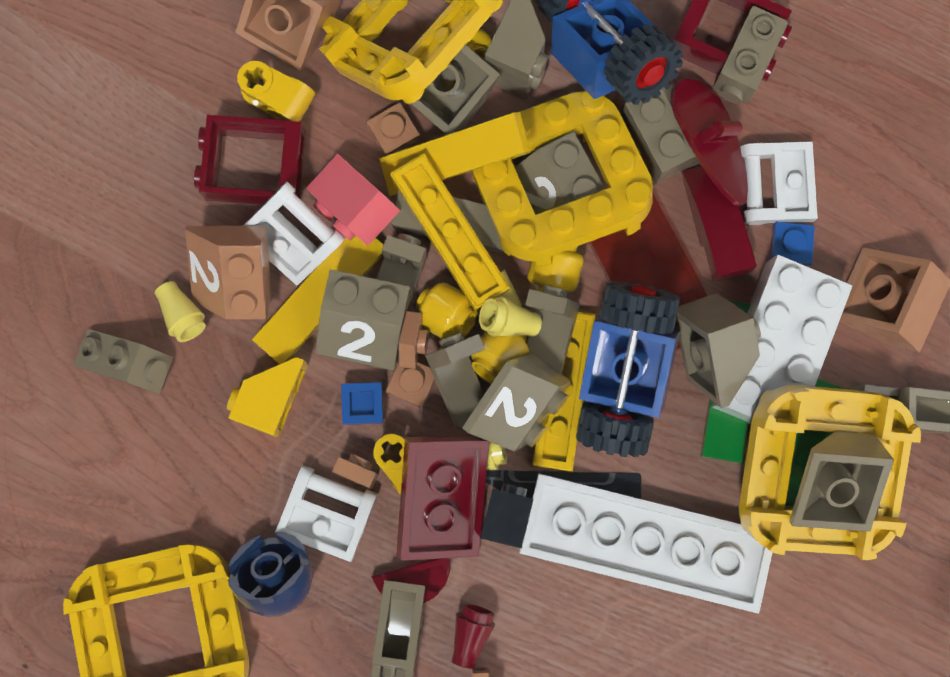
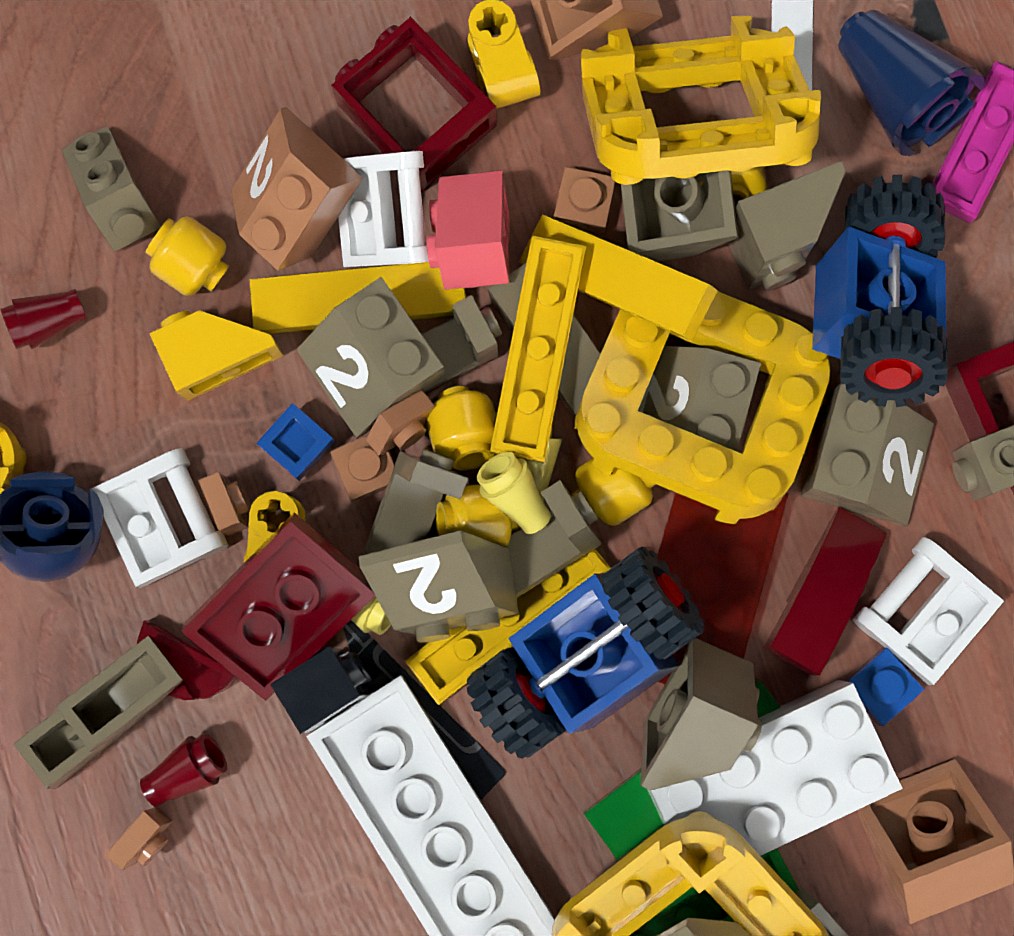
camera: 45 degrees right, 0 degrees up
(155, 466) = (41, 317): none -> dark red cone
(179, 312) = (206, 188): light yellow cone -> none
(205, 358) = (187, 256): none -> yellow head
(711, 137) = (900, 499): dark red shield -> none

